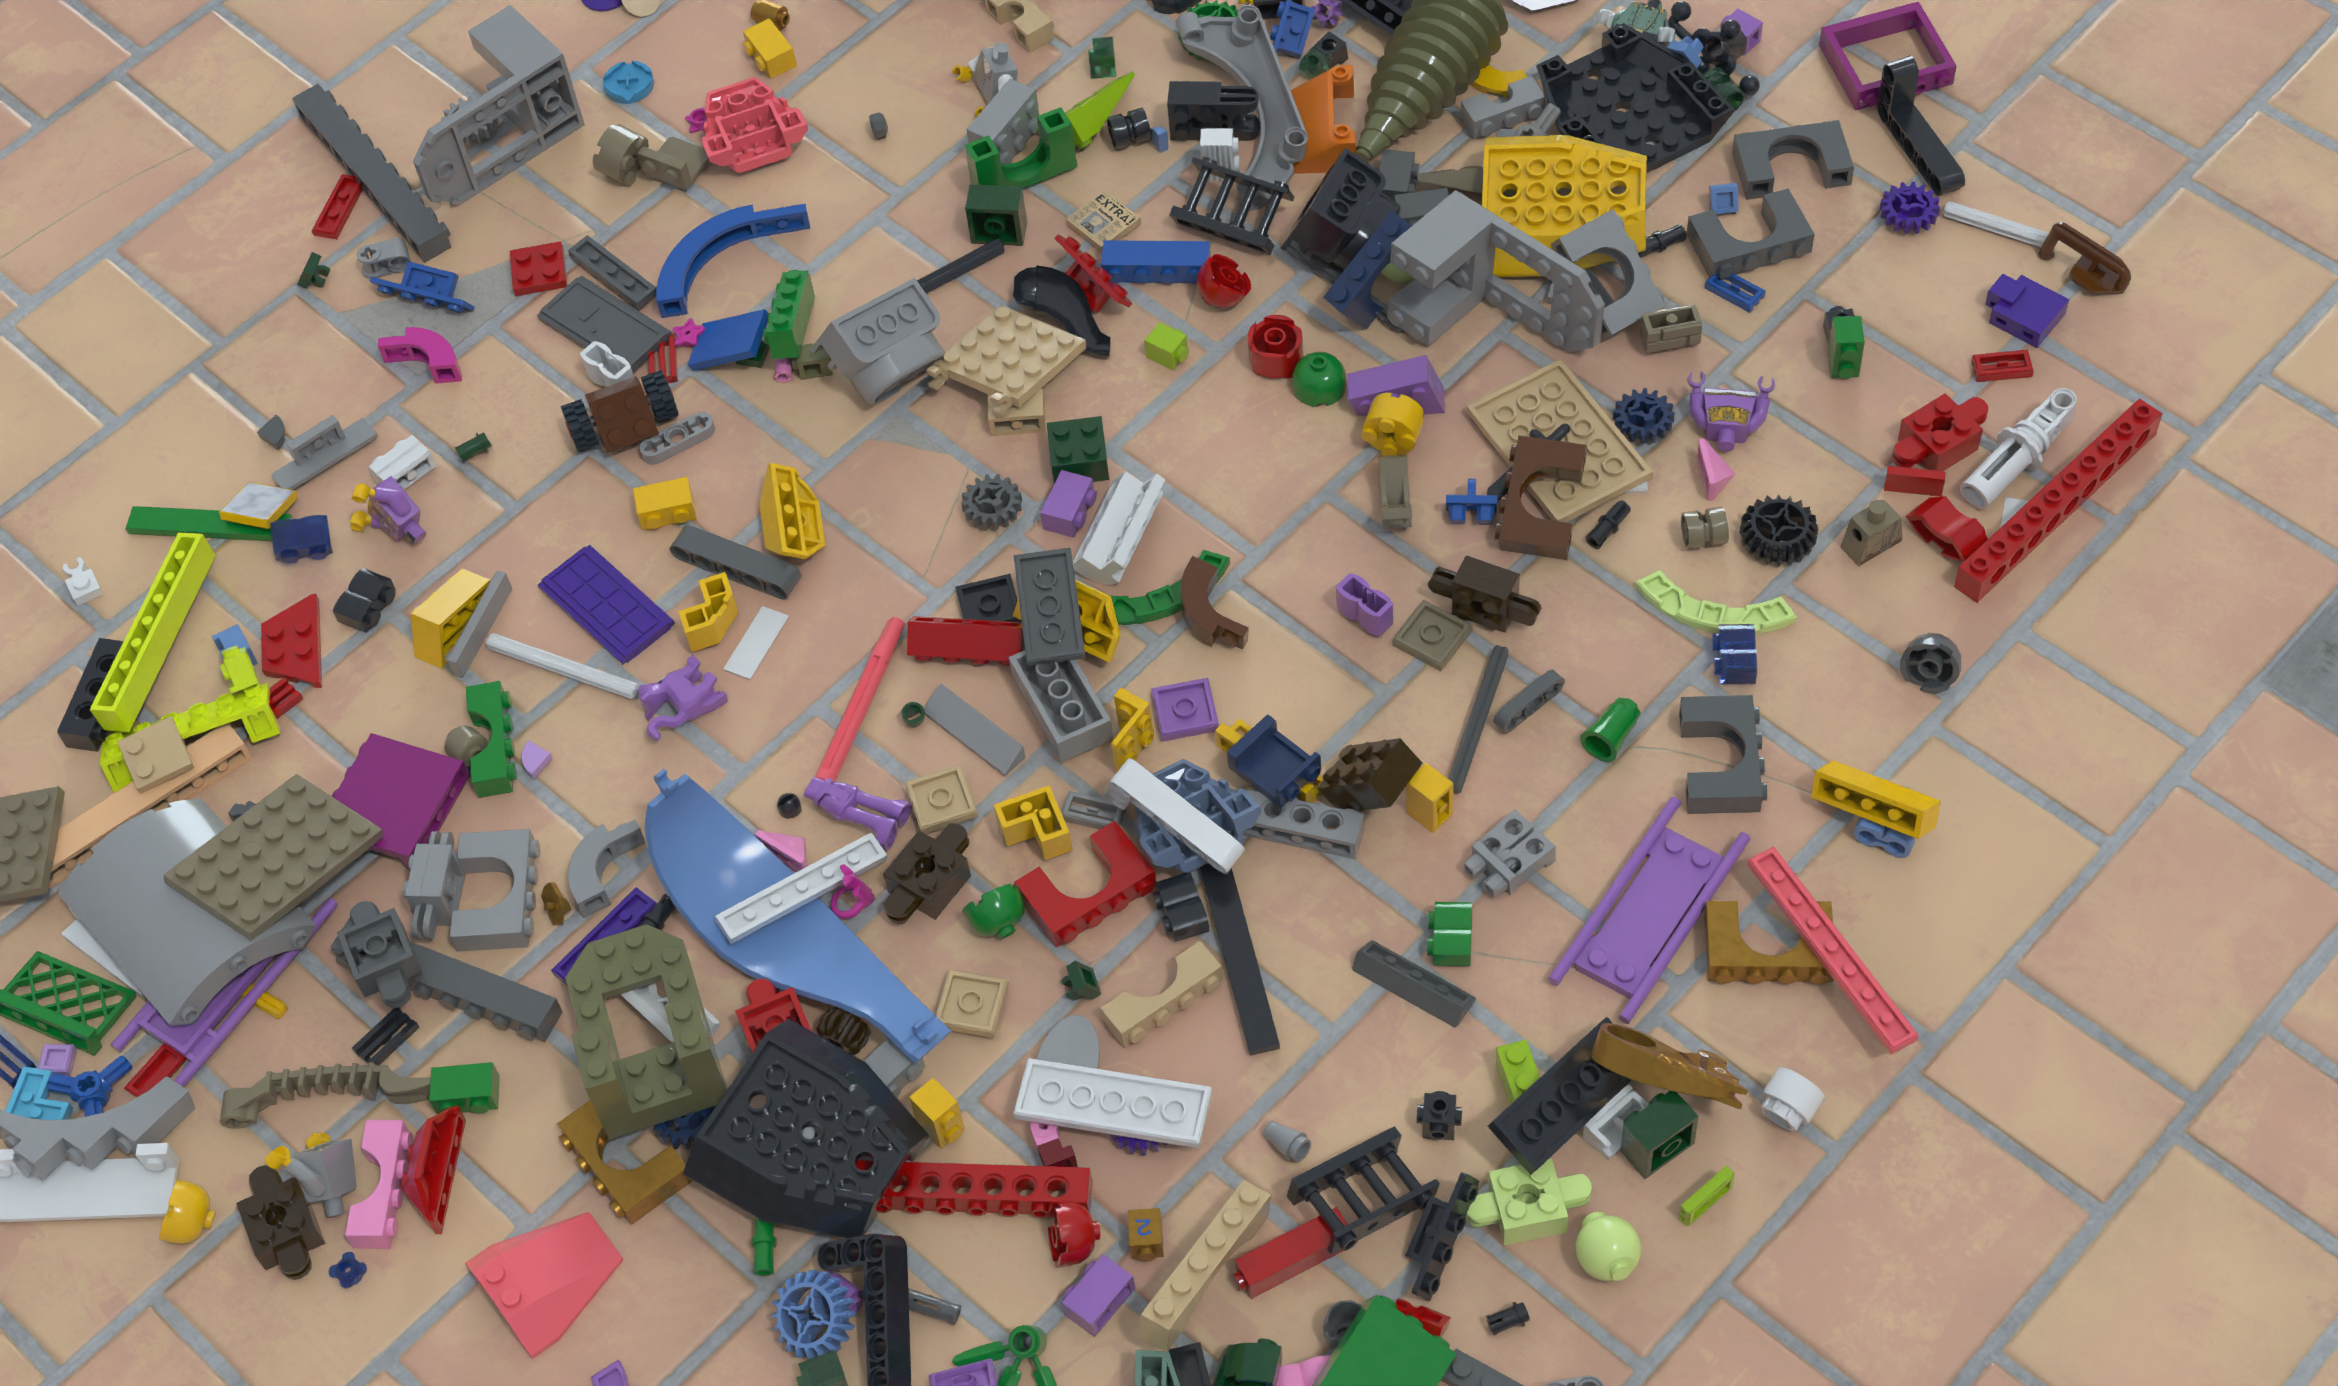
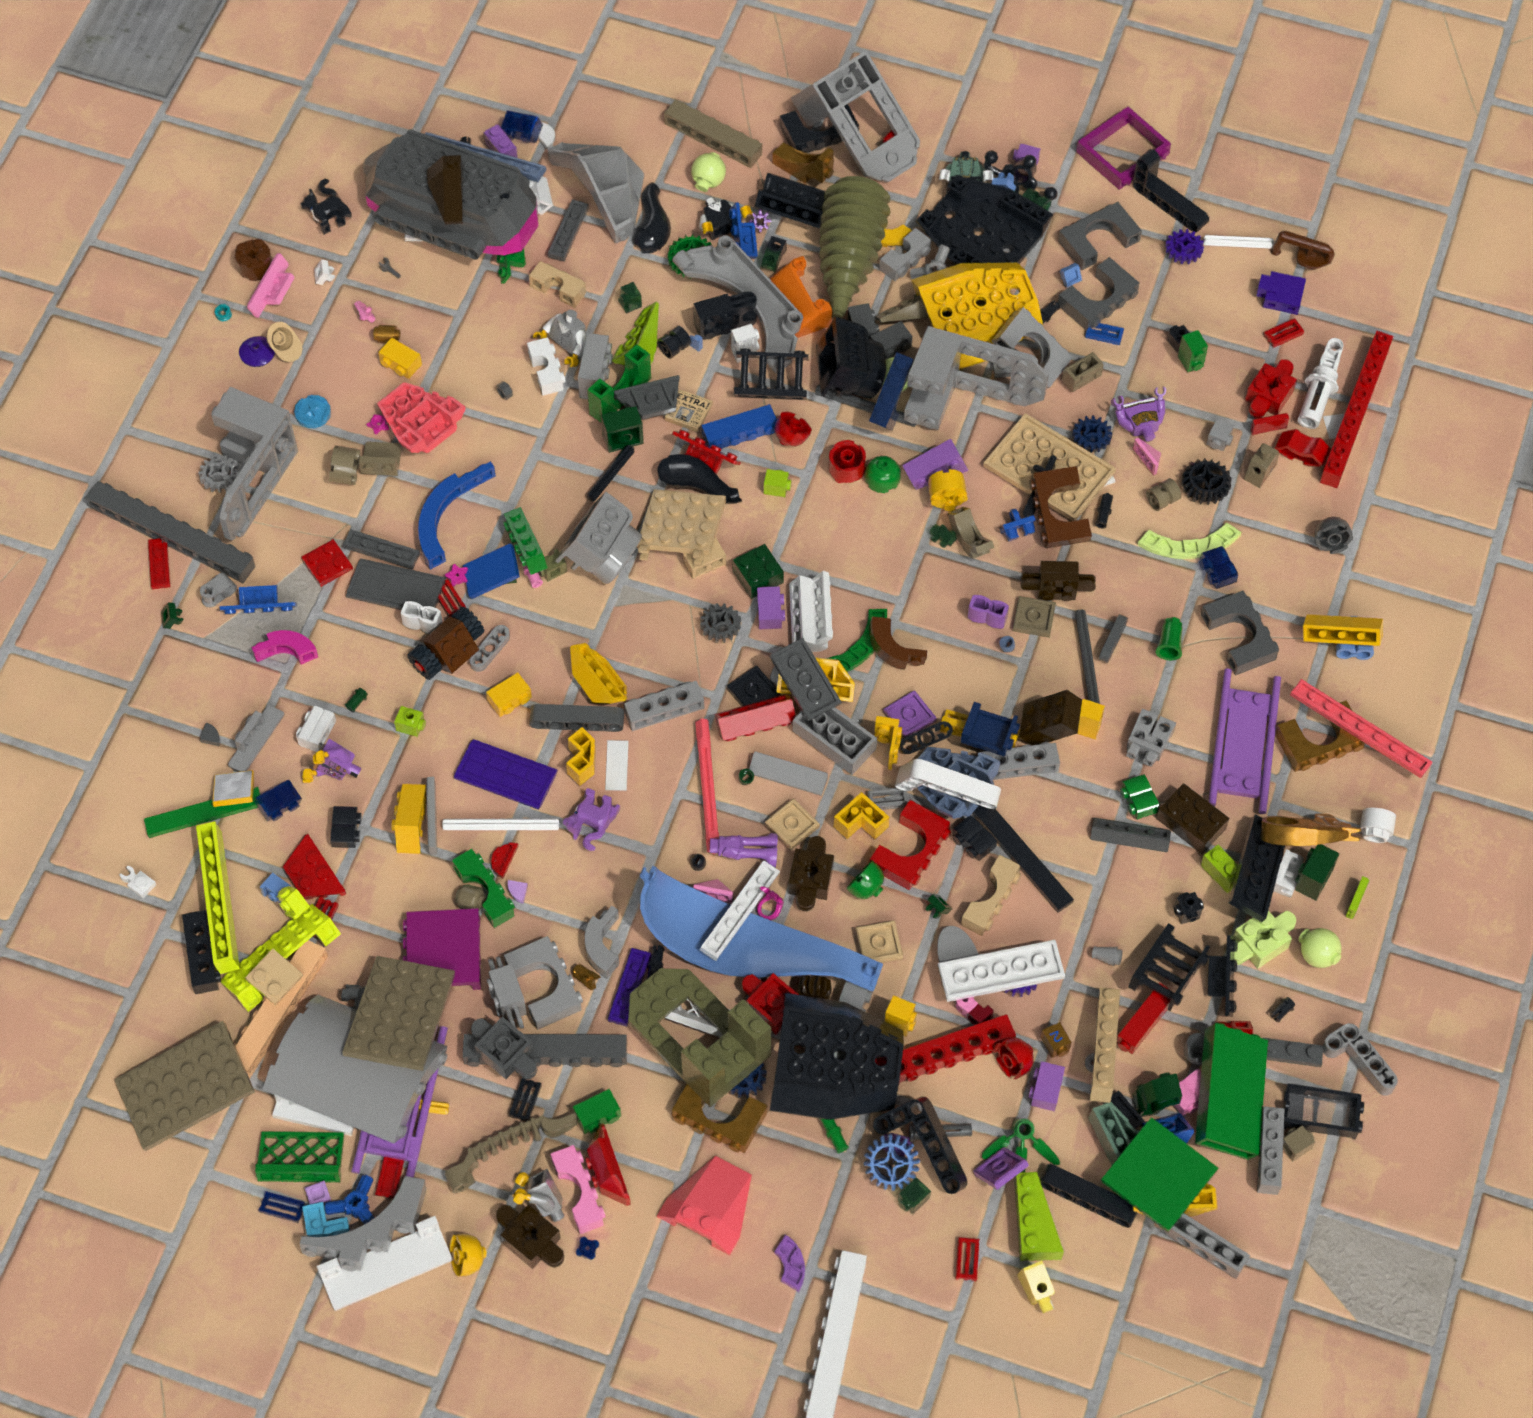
camera: 30 degrees left, 5 degrees up
(521, 495) = (409, 721): none -> lime brick
(540, 710) = (502, 858): none -> red tile
(876, 584) = (658, 713): none -> light grey brick
(949, 95) = (542, 354): none -> white arch
(1058, 187) = (652, 397): none -> dark grey wing
(1173, 739) = (910, 738): none -> black beam
(1360, 484) = (942, 533): none -> clear green piece
(1371, 659) = (1004, 643): none -> sand blue hinge
(1513, 990) = (1192, 818): none -> dark brown brick
(1832, 473) = (1220, 435): none -> light grey brick

